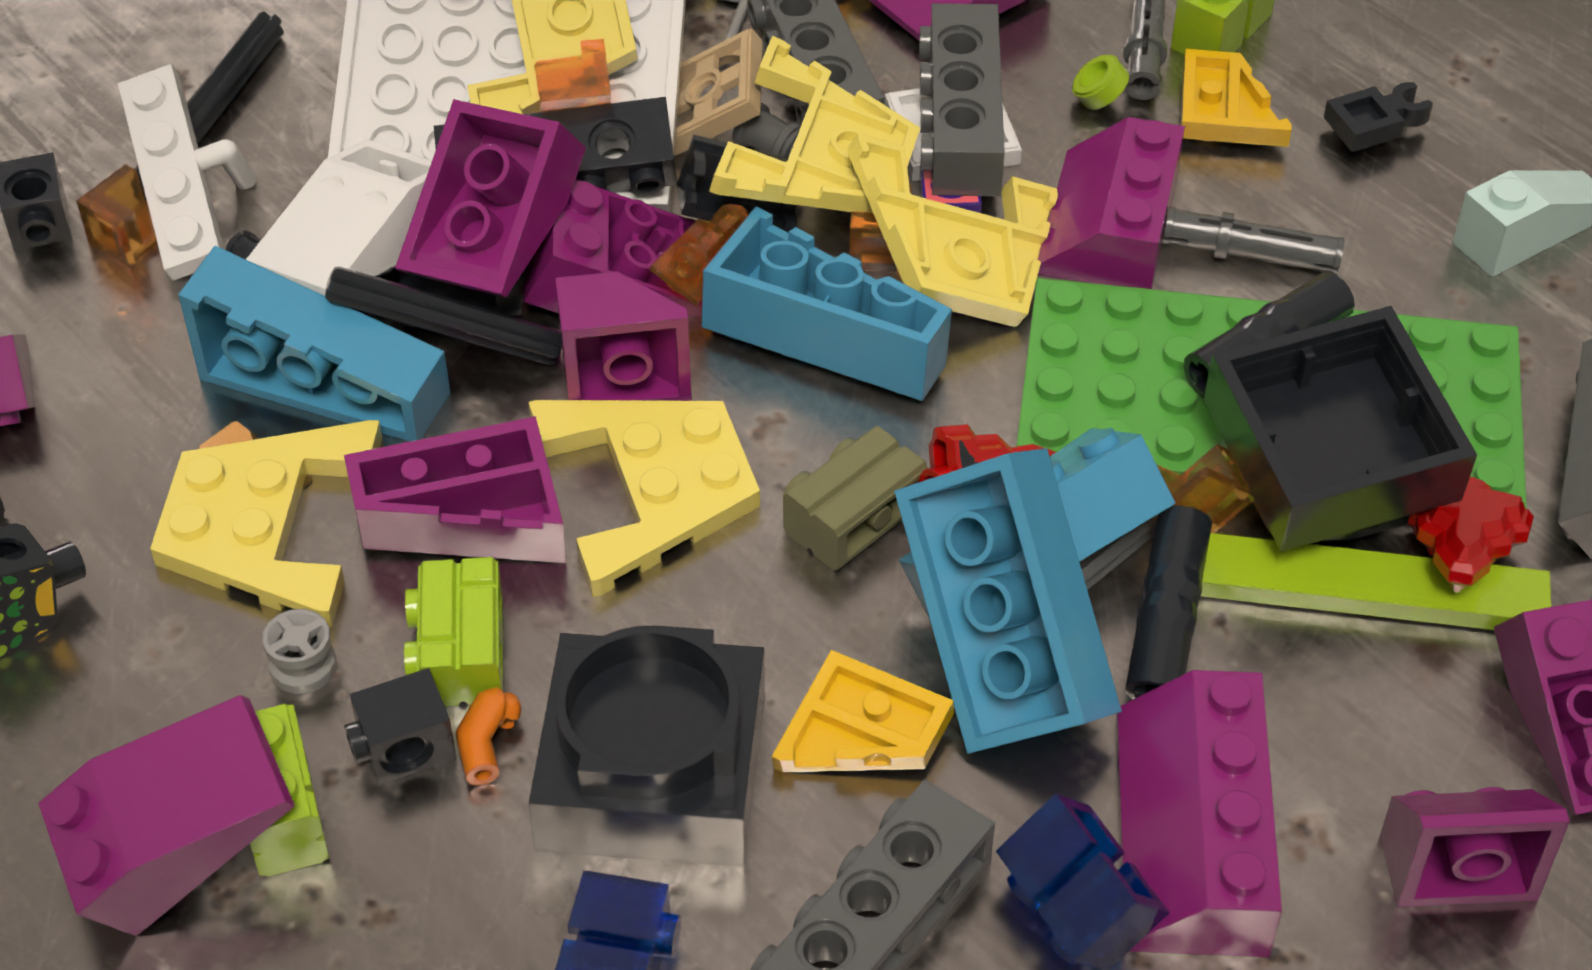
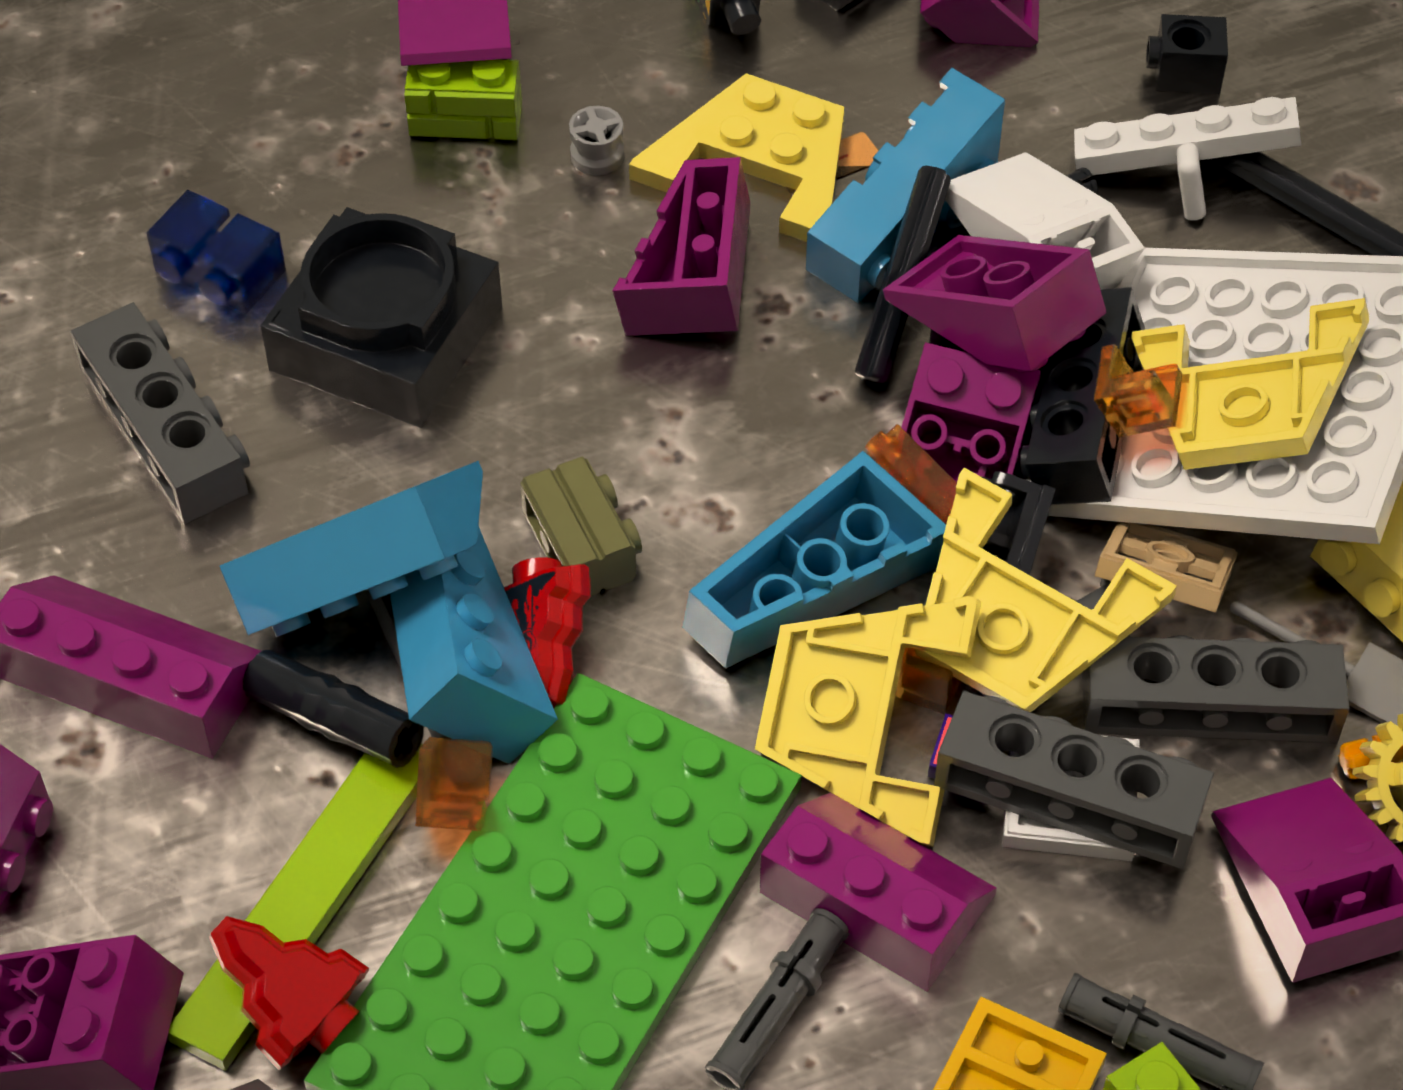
camera: 110 degrees right, 5 degrees up
(118, 217) = (1147, 93): clear orange panel -> none
(400, 727) = (487, 181): black brick -> none
(457, 627) = (563, 232): lime brick -> none
(474, 734) = (469, 230): orange arm -> none
(622, 340) = (820, 382): magenta slope -> none
(676, 468) = (688, 427): light yellow wing -> none
(862, 722) = (345, 466): yellow wing -> none
(1067, 868) = (72, 535): clear blue piece -> none
(1100, 81) = (1085, 949): lime tile -> none
(1310, 305) = (598, 911): black axle -> none
(1338, 429) = (410, 868): black container -> none

